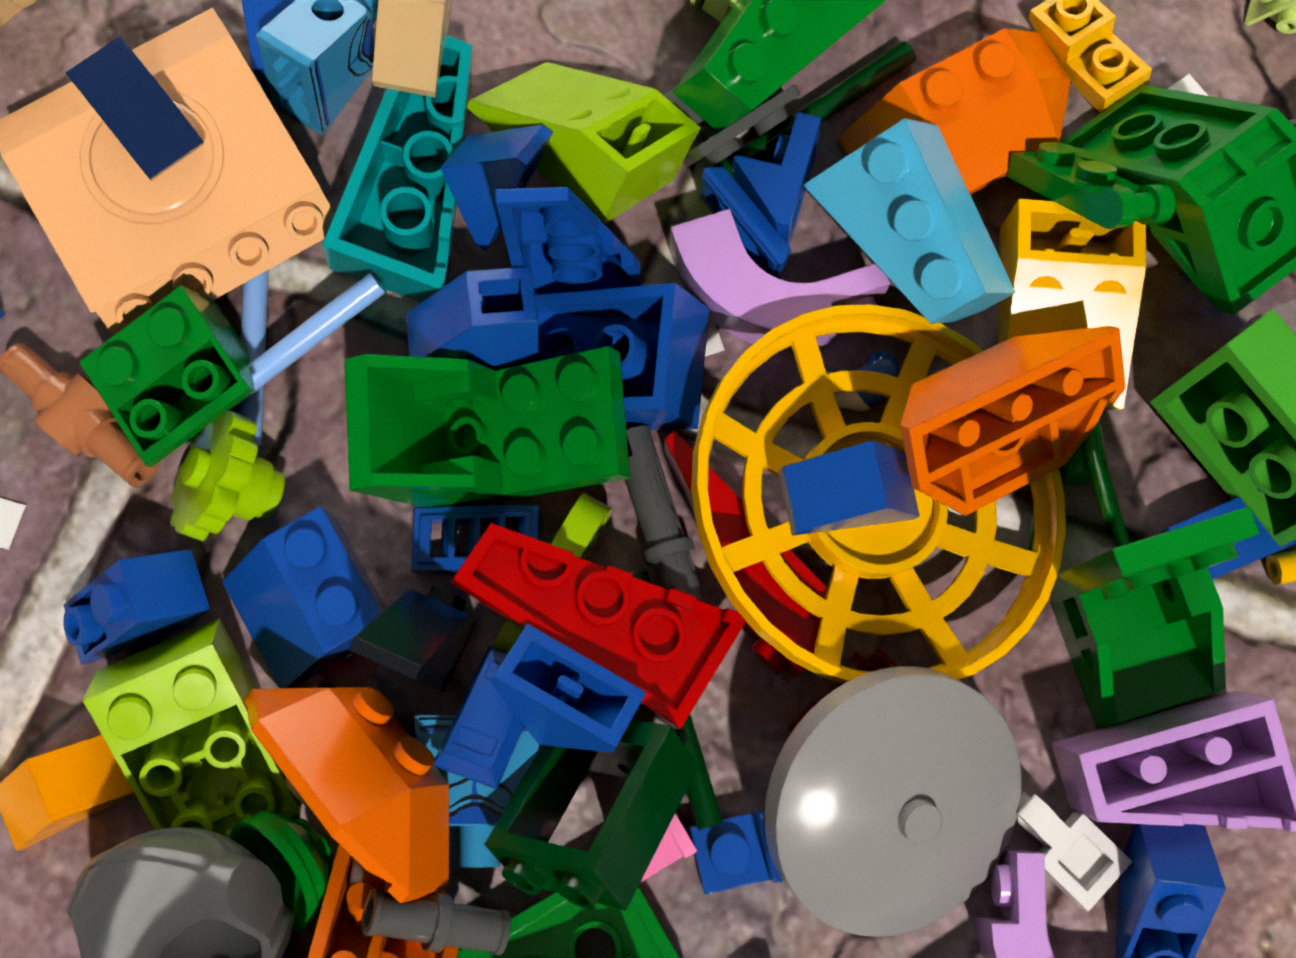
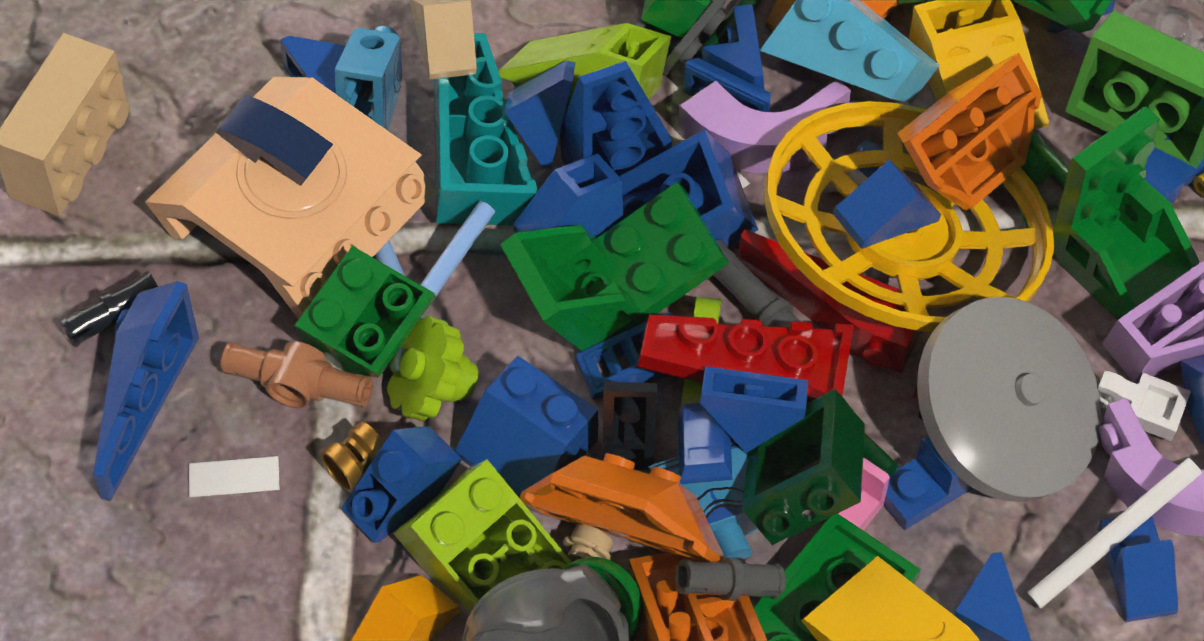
camera: 20 degrees left, 20 degrees down
(88, 553) = (351, 458): none -> pearl gold wheel

